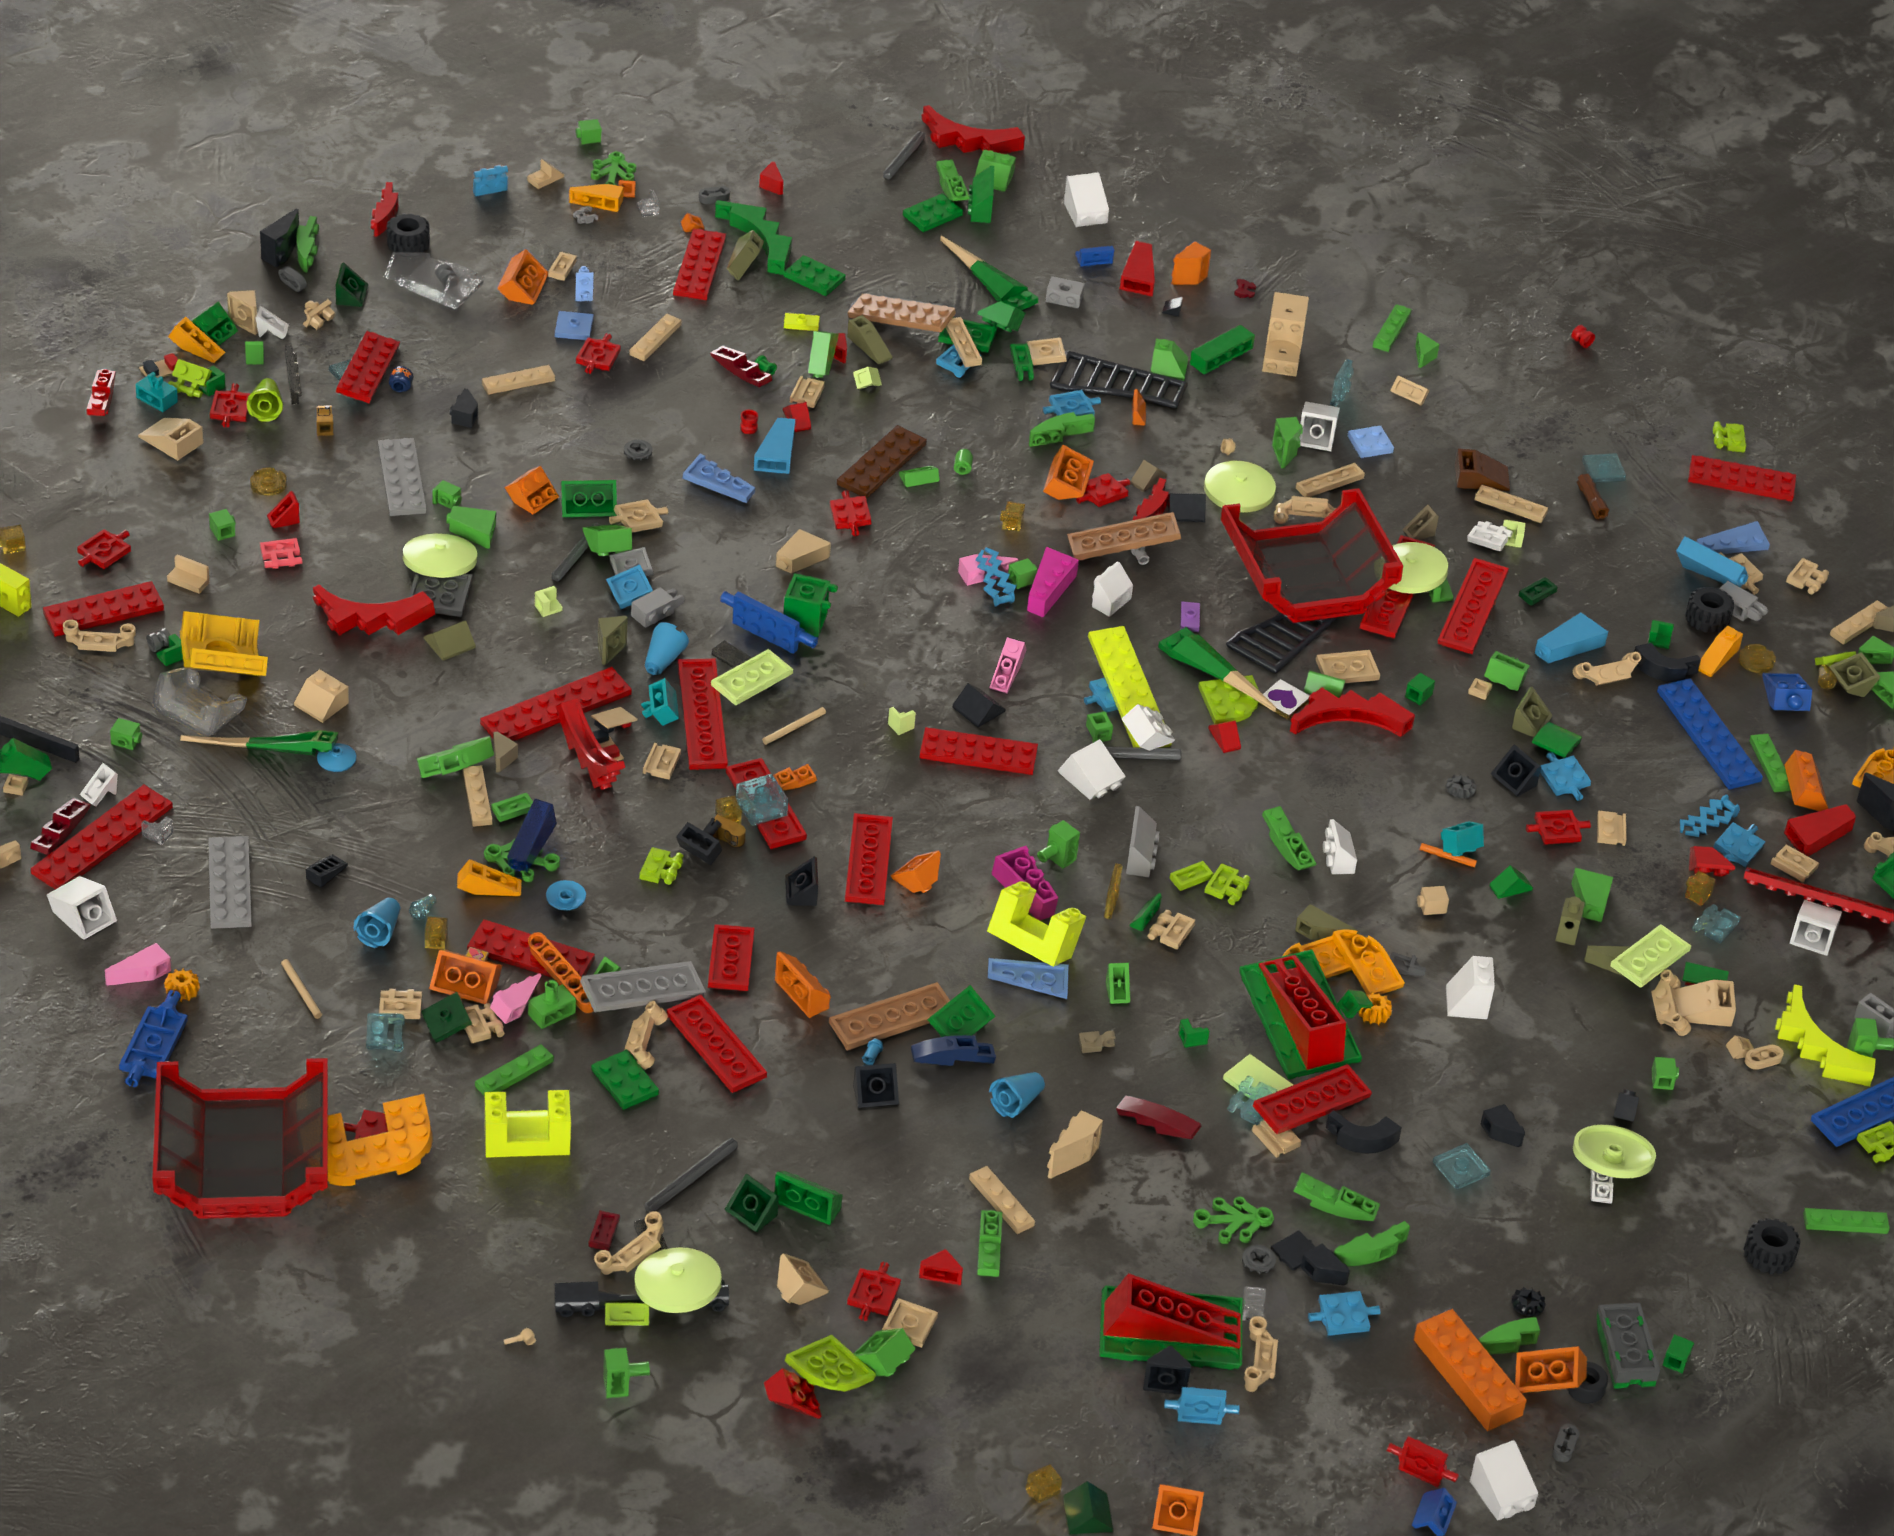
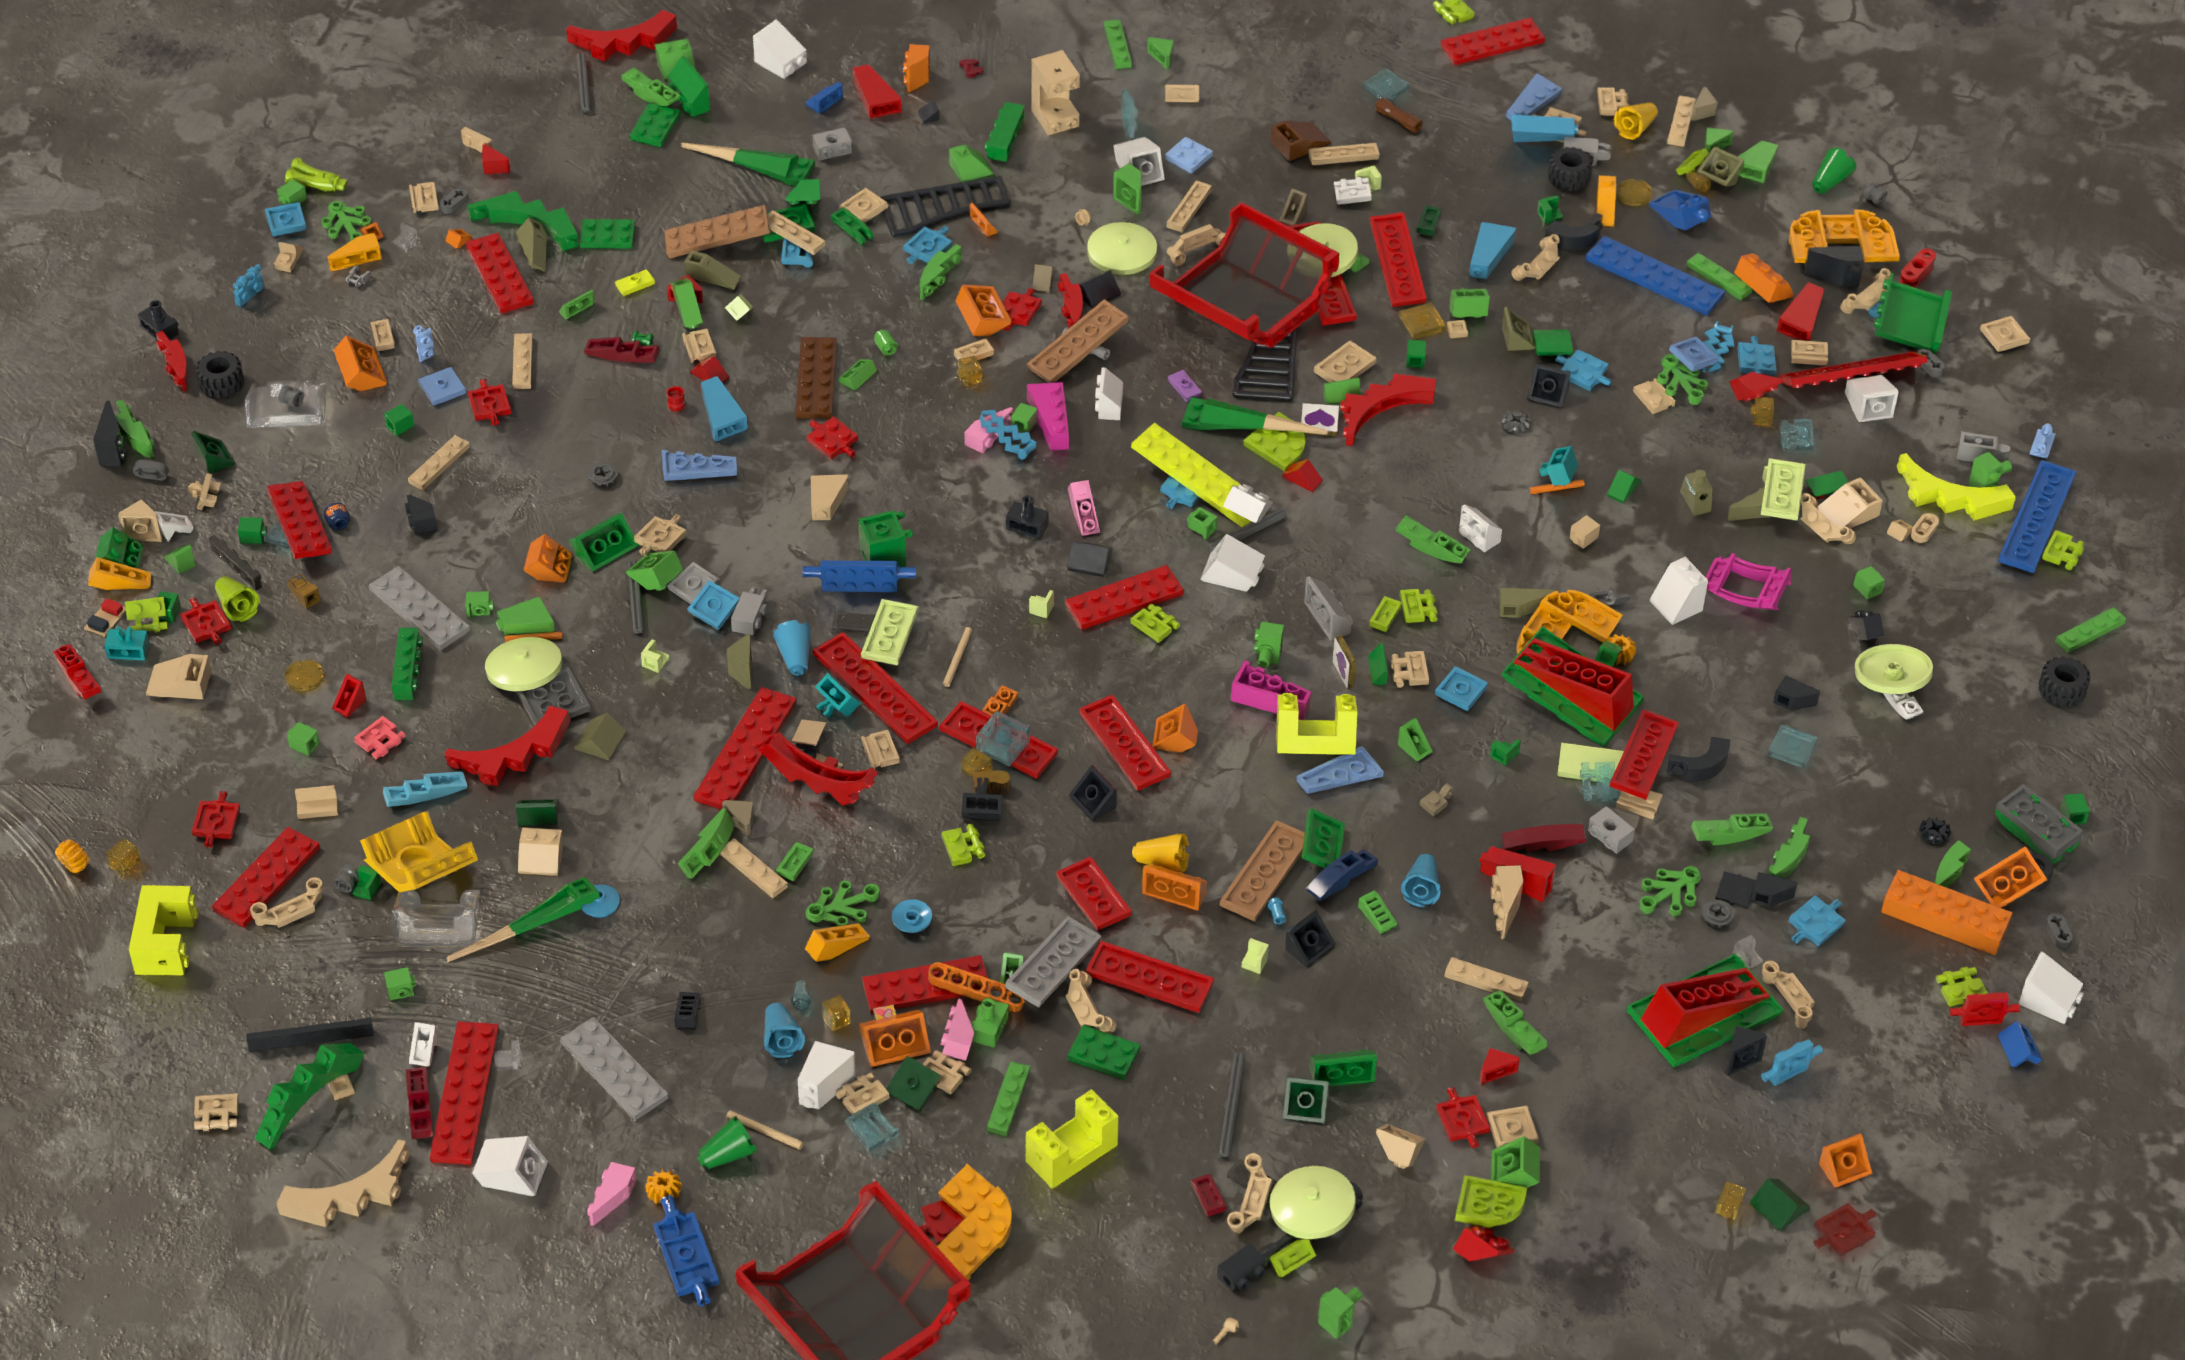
camera: 30 degrees left, 5 degrees up
(258, 980) = (726, 1145): none -> green cone
(274, 606) = (431, 787): none -> medium azure slope
(324, 356) = (251, 530): none -> green brick
(348, 667) = (537, 812): none -> dark green slope
(349, 510) = (406, 663): none -> green brick
(378, 969) = (824, 1074): none -> white slope
(399, 174) = (155, 320): none -> black brick
(478, 545) = (548, 636): none -> orange bar
(515, 333) = (399, 419): none -> green panel
(532, 835) = (842, 879): clear blue slope -> none
(568, 147) = (285, 219): none -> dark azure plate
(614, 123) = (313, 177): none -> lime piece
(692, 181) = (424, 197): none -> tan plate
(738, 315) = (577, 305): none -> bright green slope
(771, 155) = (474, 139): none -> tan plate
(819, 957) = (1164, 852): none -> yellow cone
(819, 1077) = (1256, 956): none -> yellowish green panel
(951, 650) = (1027, 519): none -> black brick
(958, 1086) = (1371, 901): none -> bright green slope
(979, 783) = (1151, 624): none -> lime plate
(1034, 504) = (980, 349): none -> tan plate
(1116, 1137) = (1536, 873): none -> red slope
(1201, 966) = (1461, 688): none -> dark azure plate
(1225, 1143) = (1611, 830): none -> light grey brick
(1434, 1440) = (1956, 992): none -> lime plate
(1454, 667) = (1422, 320): none -> clear yellow plate
(1558, 826) = (1617, 417): red plate -> none
(1572, 1020) = (1774, 581): none -> dark pink wedge
(1593, 891) = (1689, 457): bright green slope -> none
(1651, 809) = (1671, 363): none -> bright green plant
(1679, 810) = (1694, 354): none -> medium blue plate
(1813, 598) = (1634, 119): none -> yellow cone

